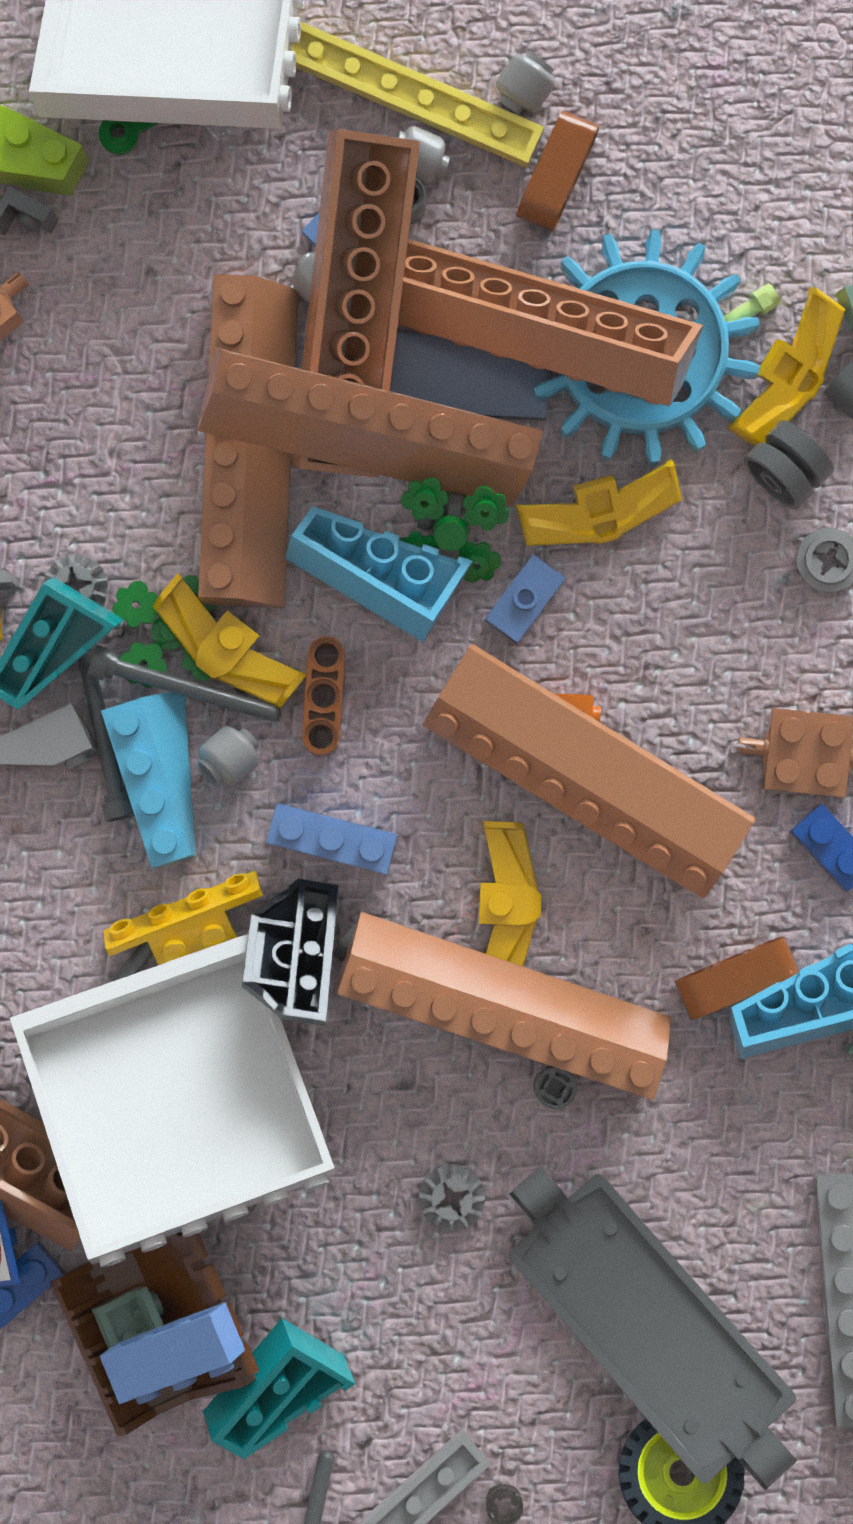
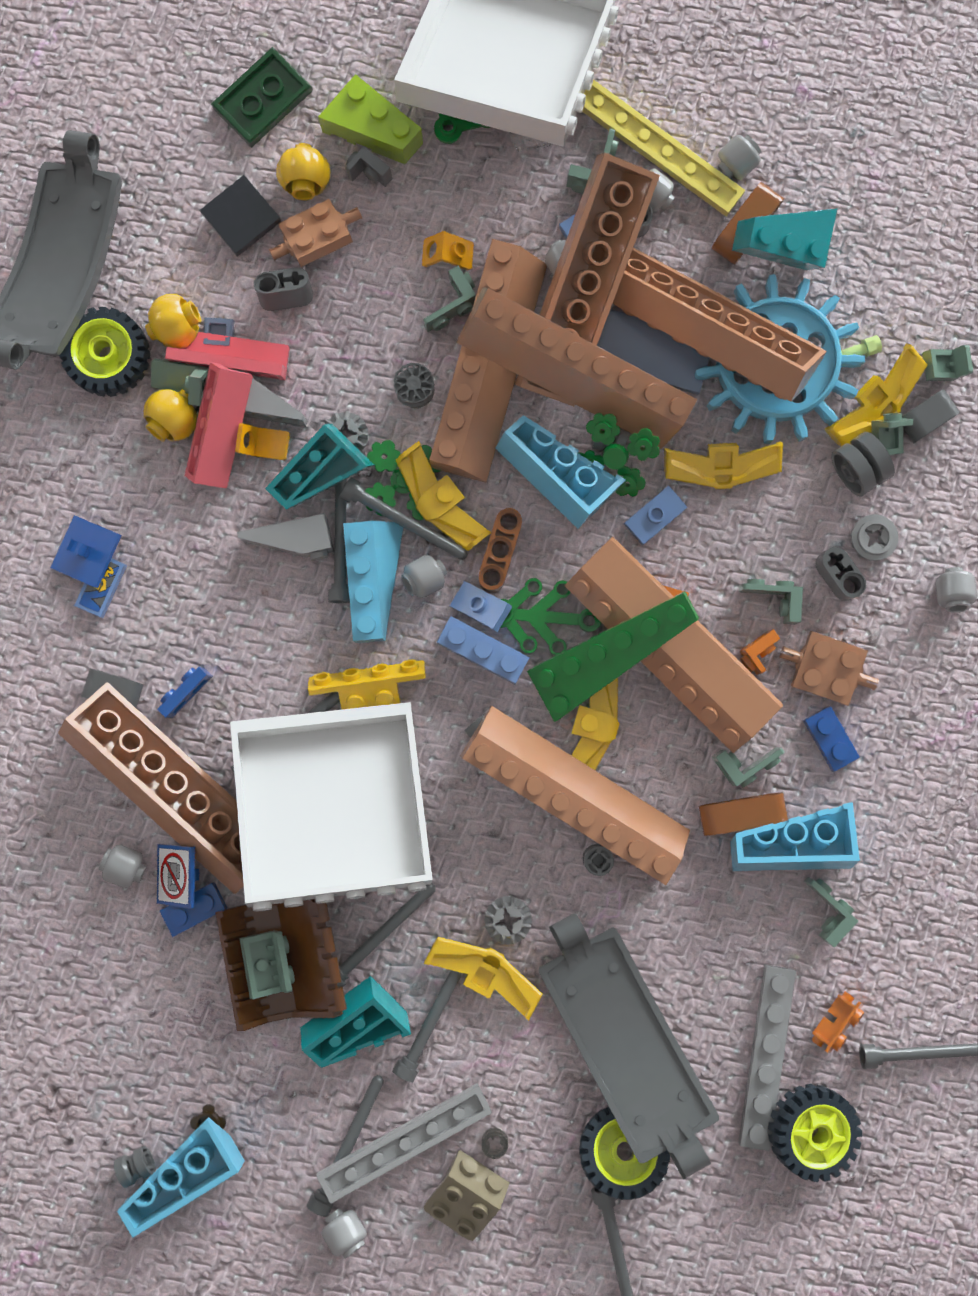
camera: 15 degrees right, 0 degrees up
(154, 498) = (414, 385): none -> dark grey wheel
(159, 301) = (449, 249): none -> light orange bracket
(173, 1355) = (289, 984): medium blue brick -> none
(190, 346) = (463, 305): none -> sand green bracket
(287, 1254) = (383, 932): none -> dark grey piece
(292, 951) = (437, 722): black wedge -> none
(312, 159) = (579, 176): none -> sand green bracket
(315, 779) = (481, 606): none -> medium blue plate
(361, 1429) = (407, 1066): none -> dark grey piece
(396, 774) = (538, 616): none -> green plant
(438, 1276) = (485, 972): none -> yellow plate
(485, 823) = (593, 664): none -> green wing
(616, 182) = (788, 239): none -> teal wedge
(704, 915) = (730, 765): none -> sand green bracket
(709, 744) = (761, 646): none -> orange bracket
(735, 682) = (789, 607): none -> sand green bracket
(794, 605) = (844, 563): none -> dark grey beam
(816, 413) = (890, 431): none -> sand green bracket

